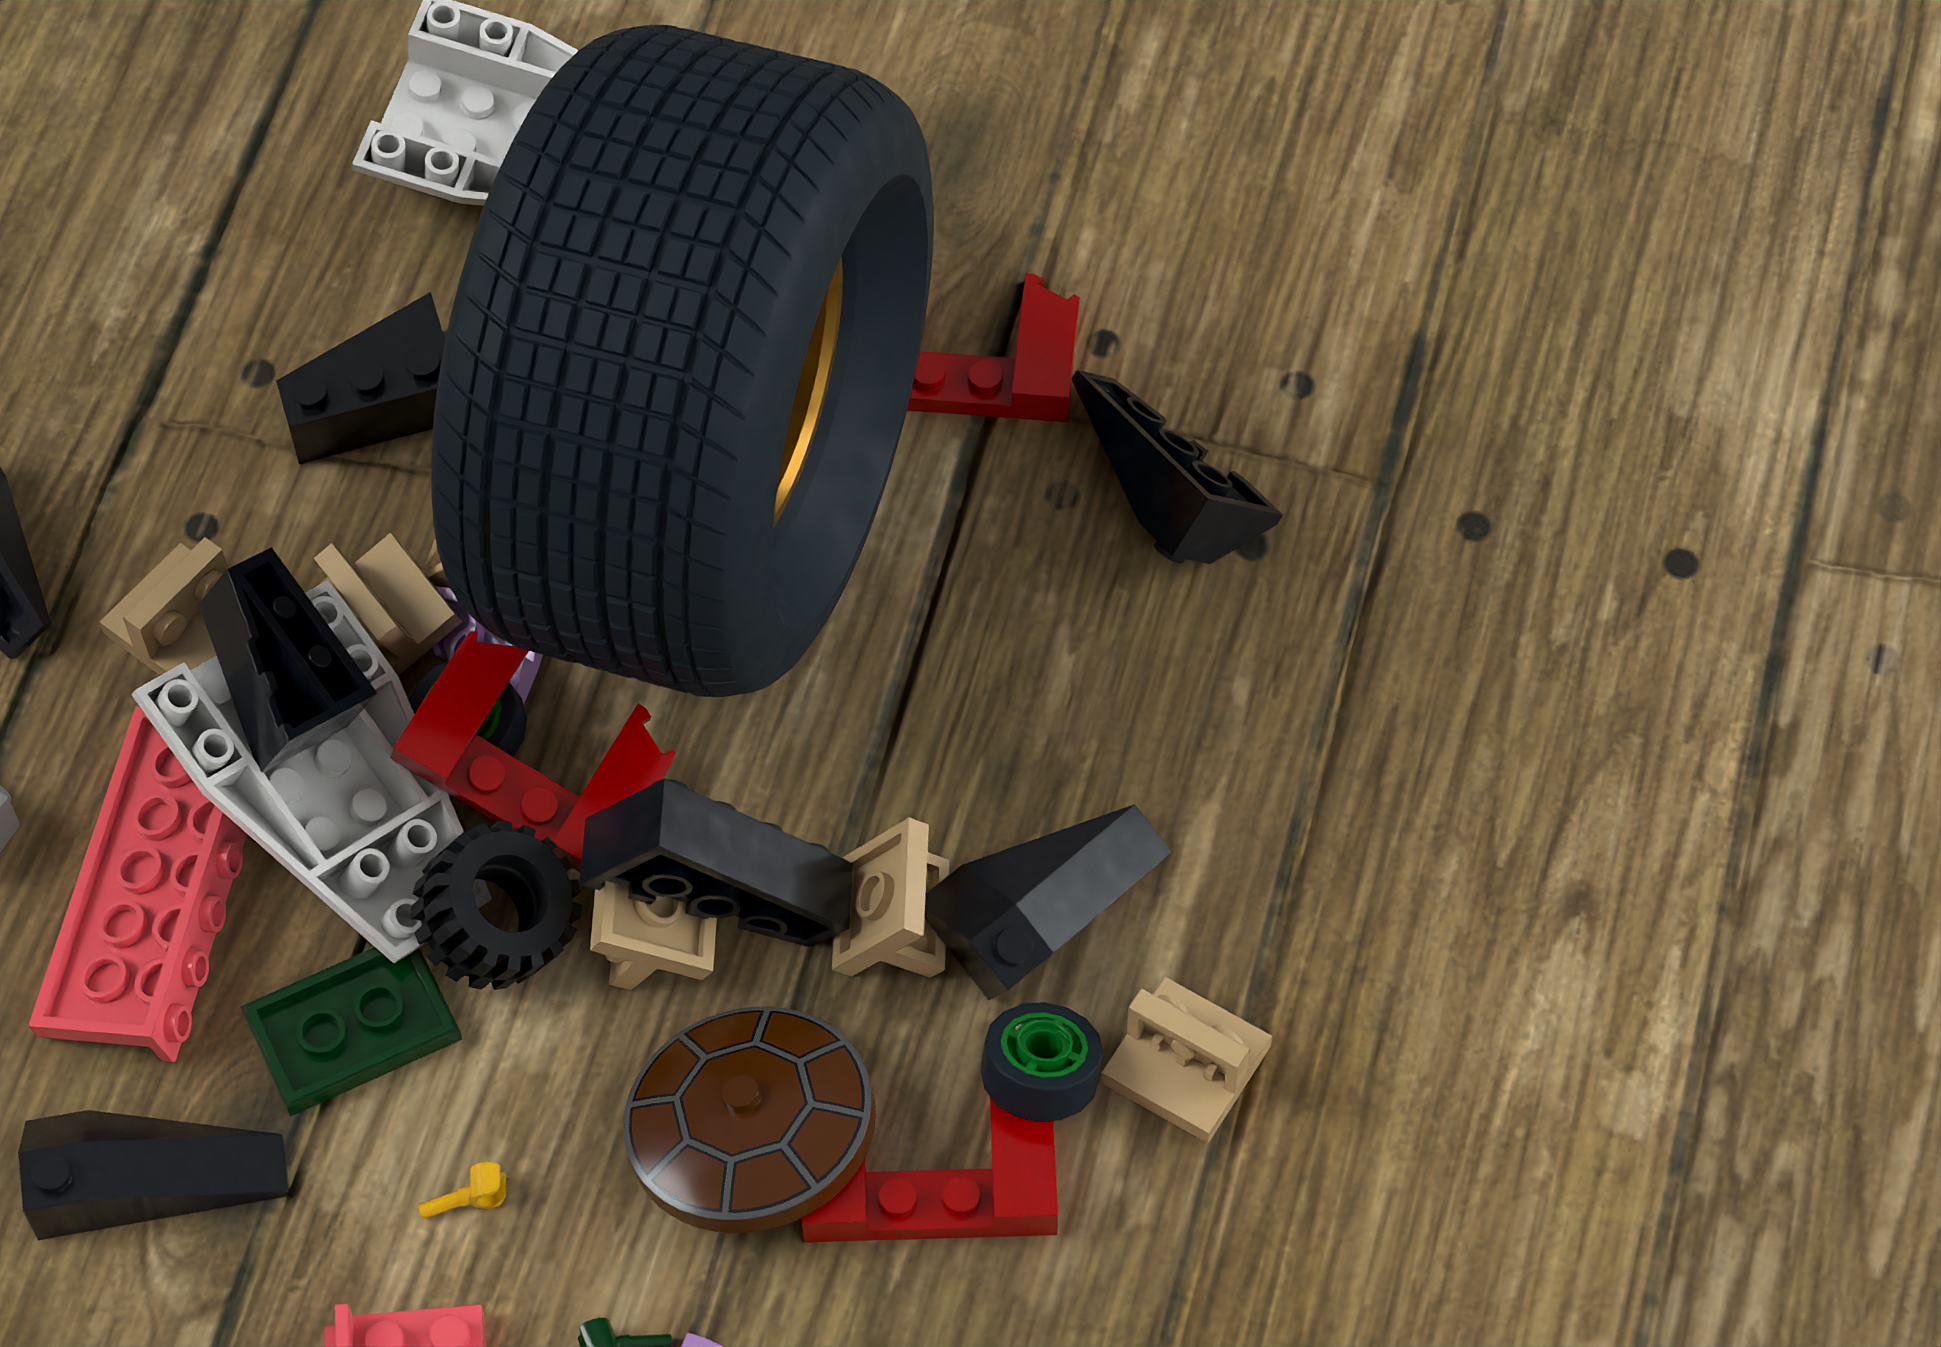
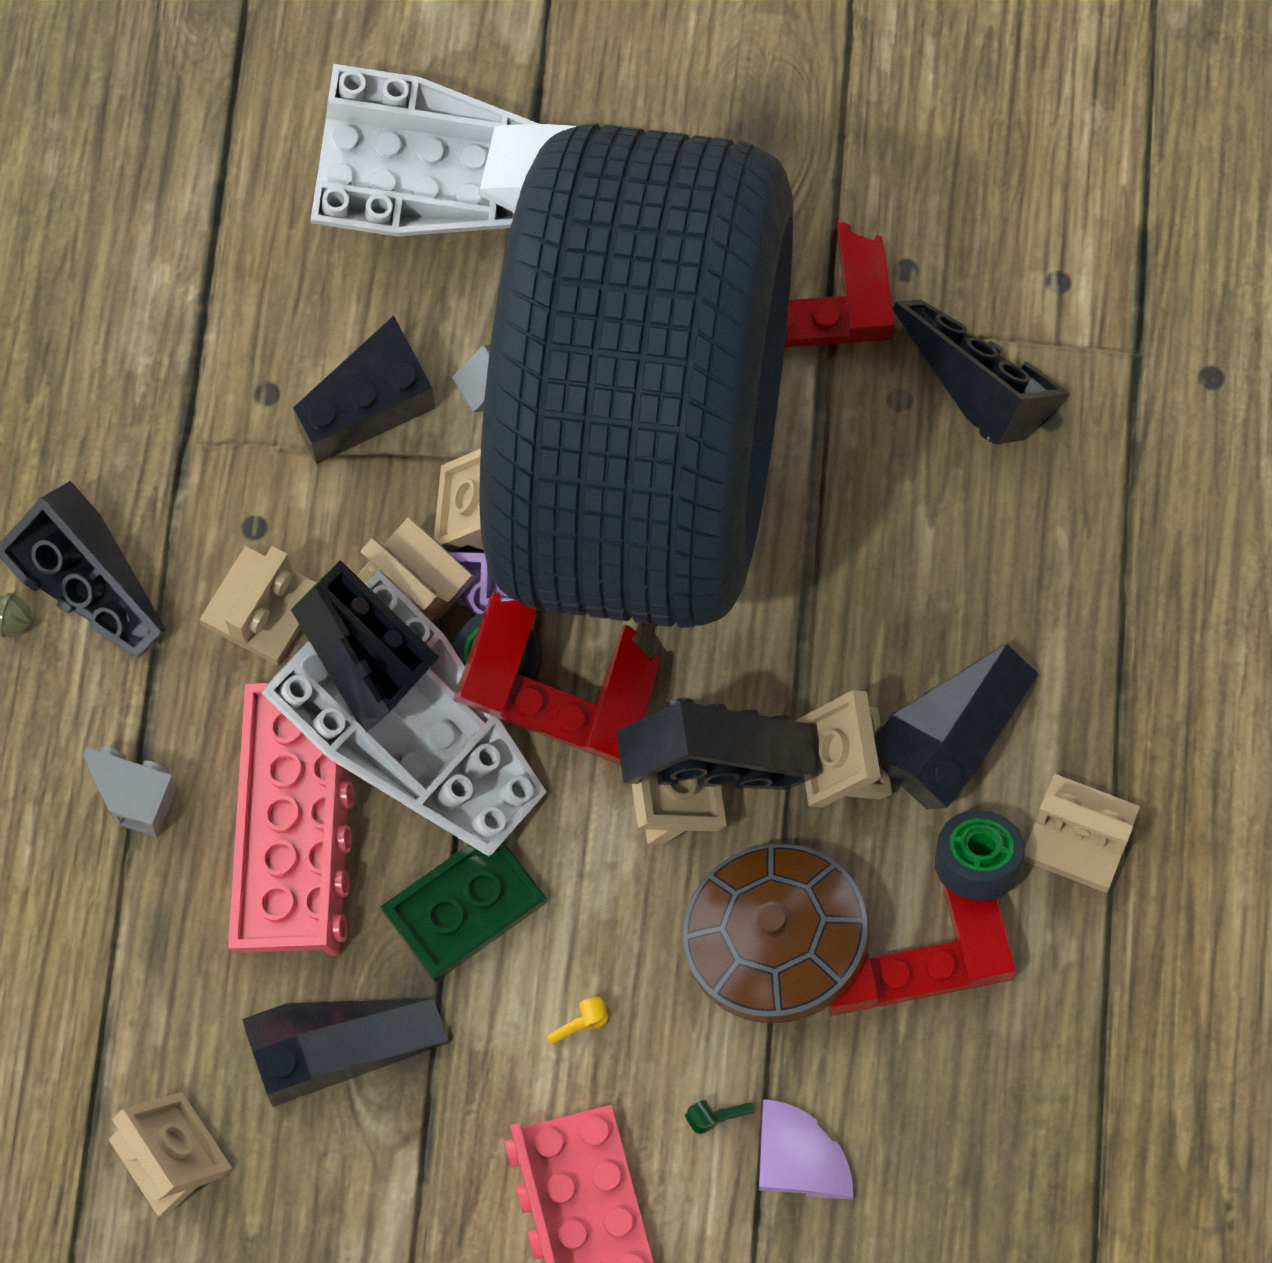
camera: 10 degrees left, 10 degrees up
(530, 877) = (586, 788): black tyre -> none

